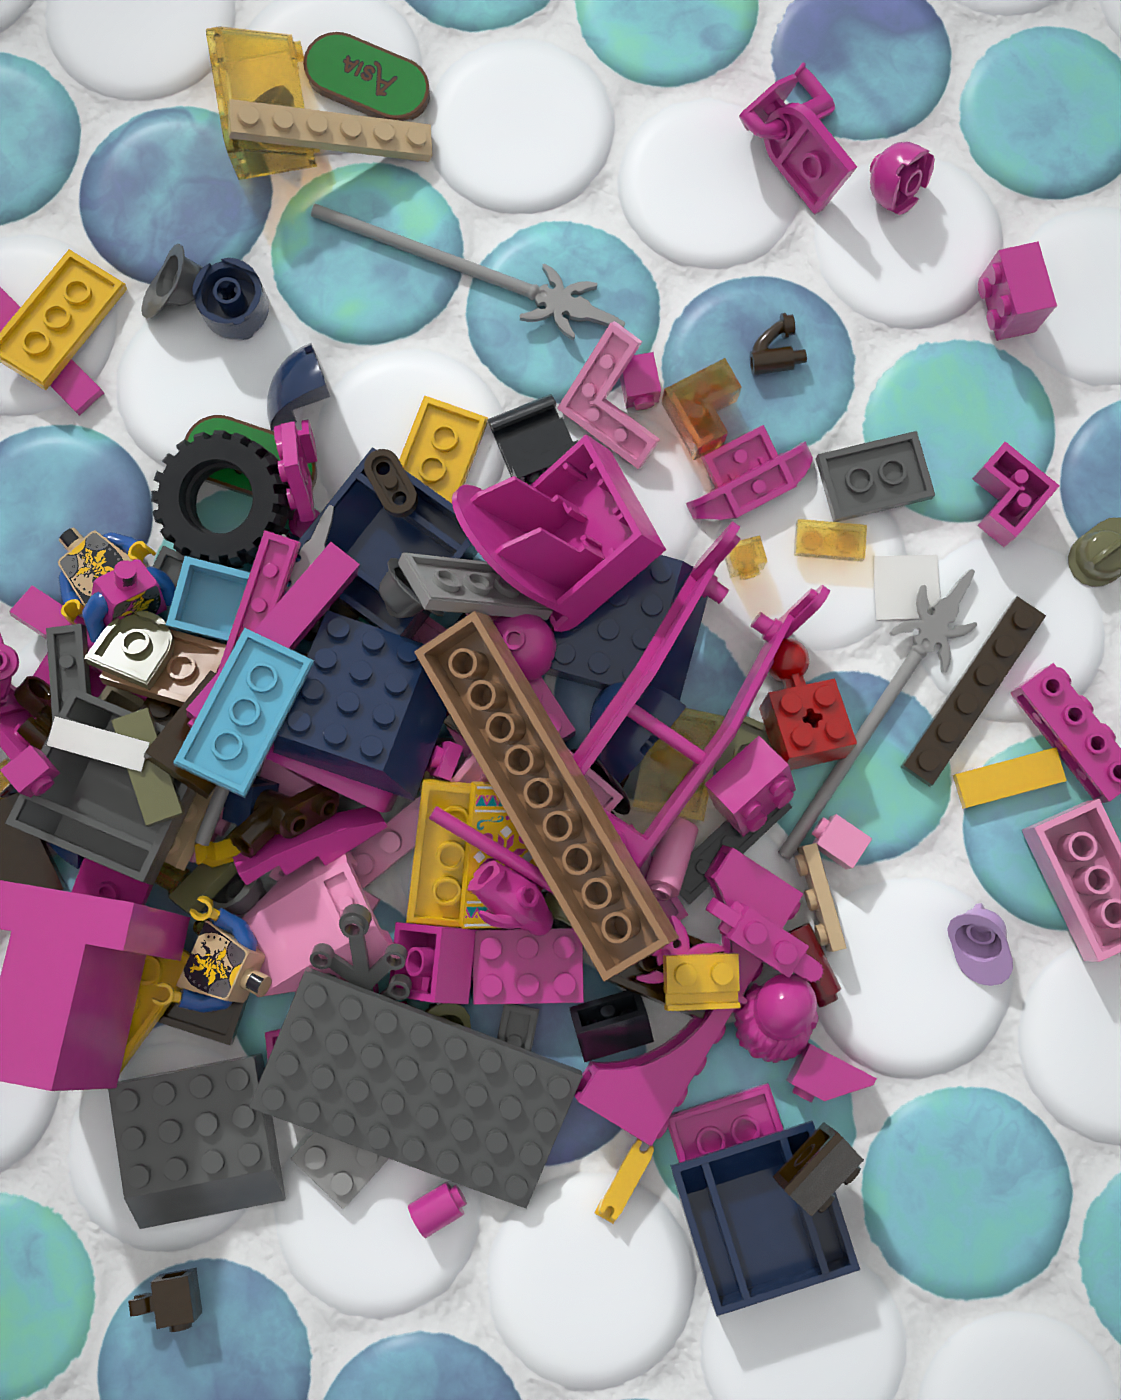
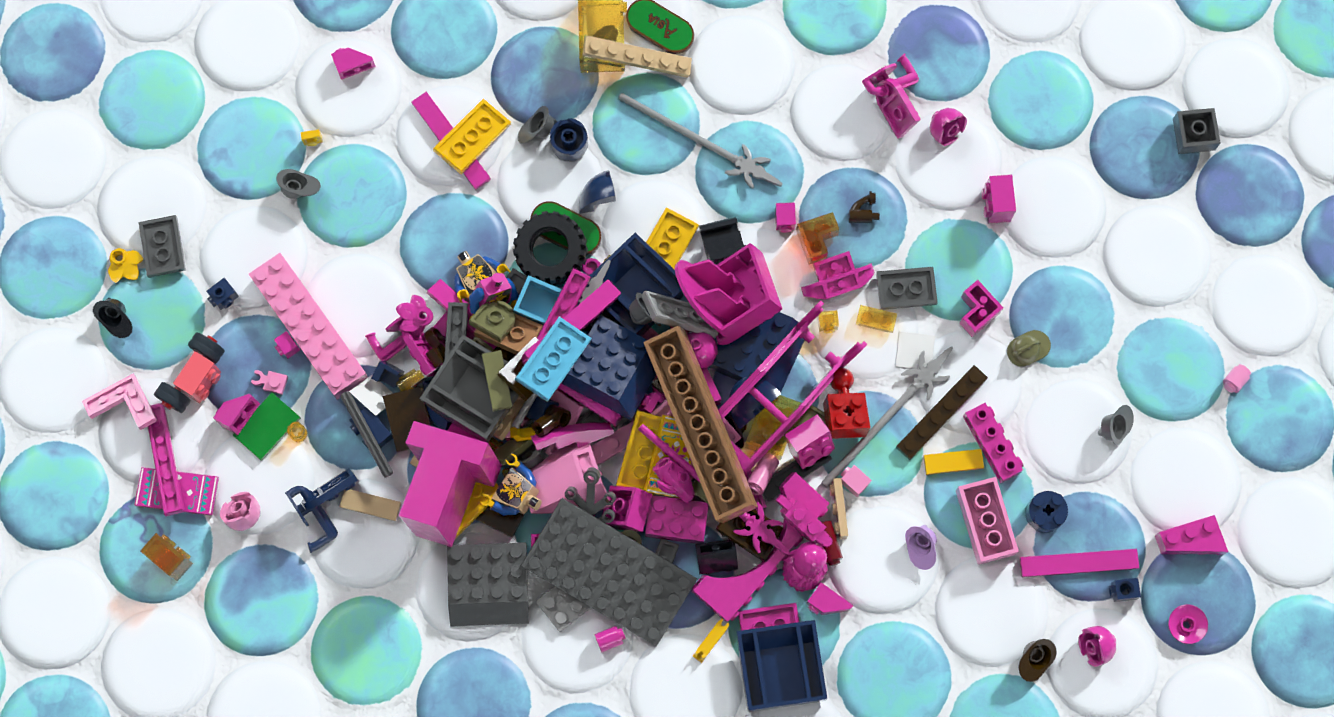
camera: 10 degrees right, 5 degrees down
(30, 772) = (438, 373): dark pink plate -> none
(97, 744) = (473, 365): white sticker -> none
(173, 1300) = (464, 663): dark brown brick -> none
(295, 451) = (592, 228): dark pink plate -> none
(304, 810) = (572, 417): dark brown plate -> none
(391, 485) = (644, 253): dark brown plate -> none
(587, 396) = (755, 224): bright pink plate -> none
(701, 981) = (767, 538): yellow plate -> none
(819, 1169) = (813, 640): dark brown slope -> none

